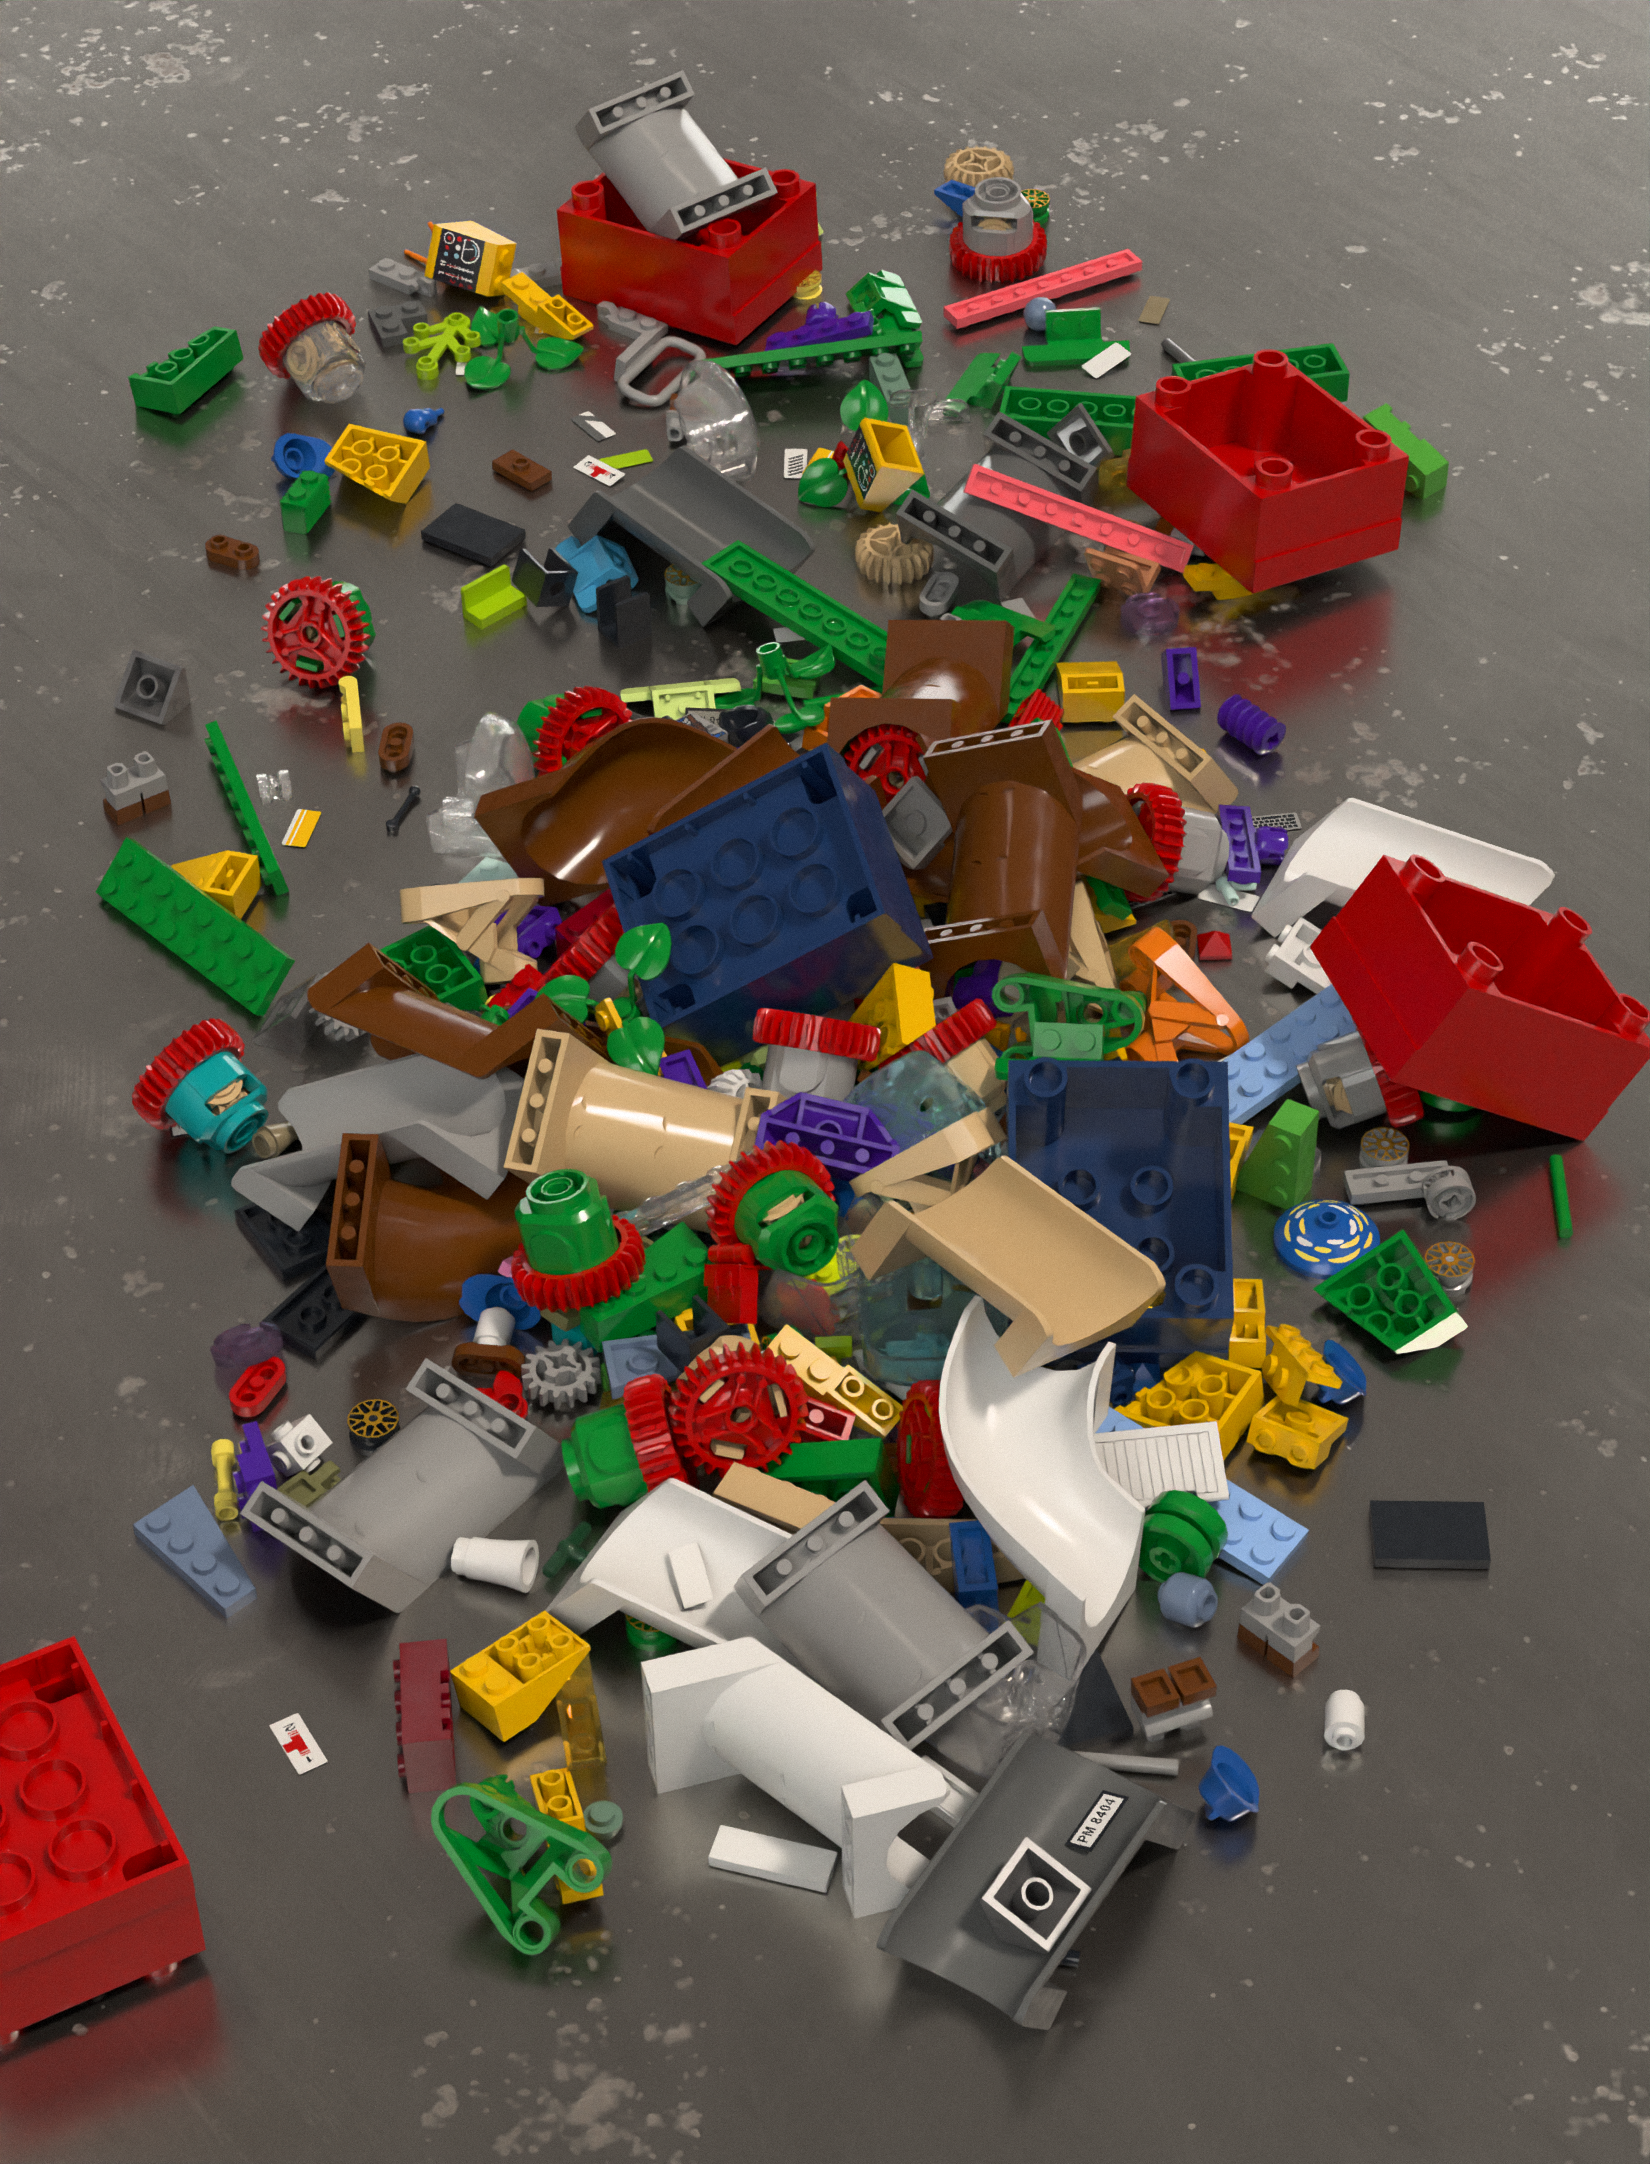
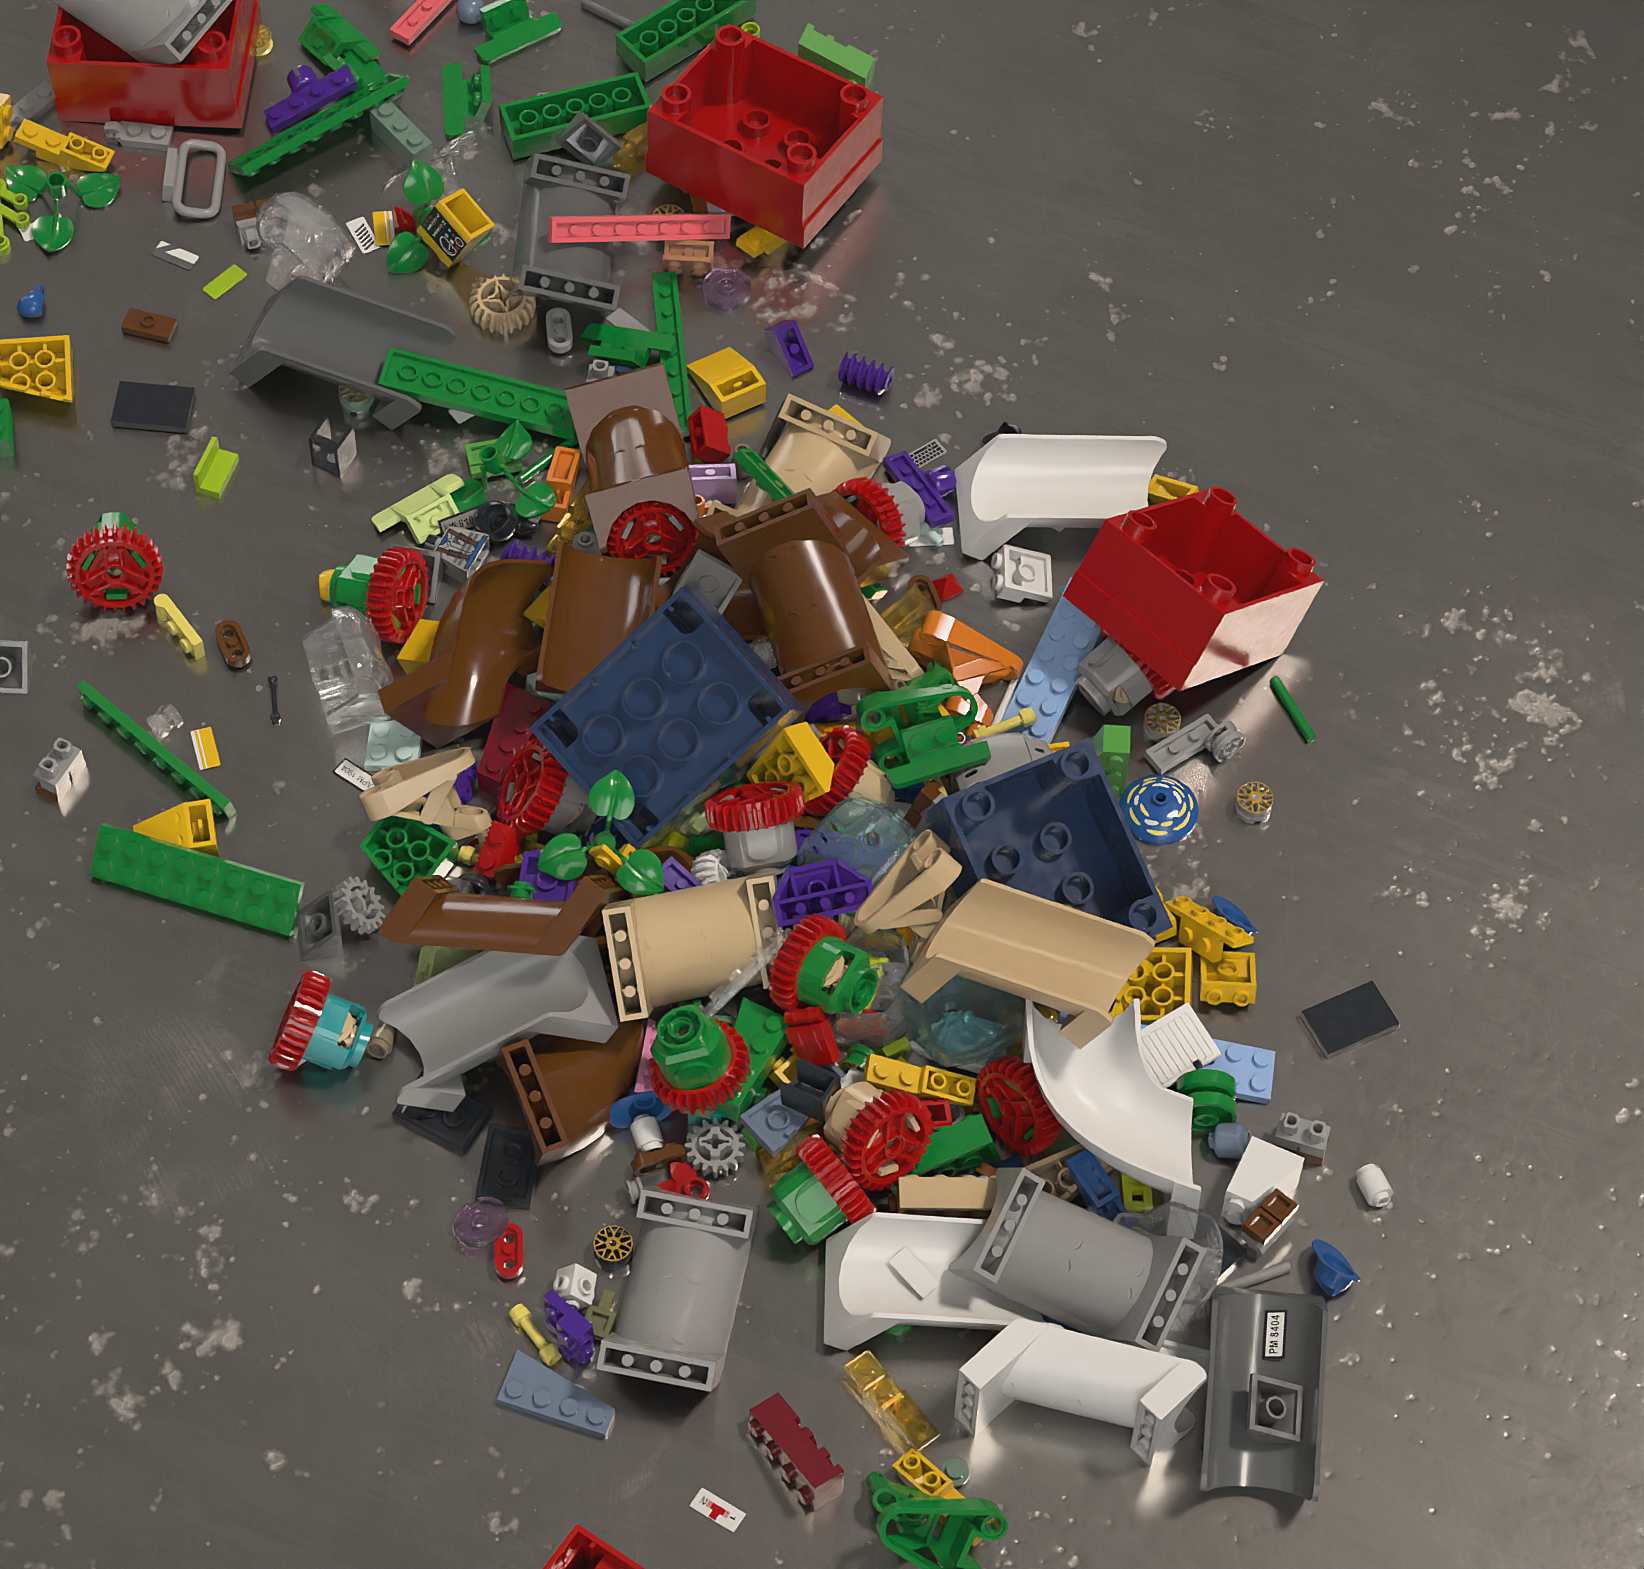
camera: 30 degrees left, 15 degrees up
(497, 1561) = (766, 1315): white plant -> none
(518, 1674) = (843, 1395): yellow slope -> none
(538, 581) = (248, 435): black piece -> none
(568, 1550) = (806, 1283): clear green piece -> none
(595, 564) = (275, 407): dark azure plate -> none
(599, 470) = (210, 301): white sticker -> none
(773, 1858) = (1078, 1449): white tile -> none
(932, 910) = (764, 651): none -> clear bracket
(1106, 360) = (547, 37): white sticker -> none
(1192, 1630) = (1257, 1176): none -> white slope
(1395, 1297) = (1235, 845): green wedge -> none

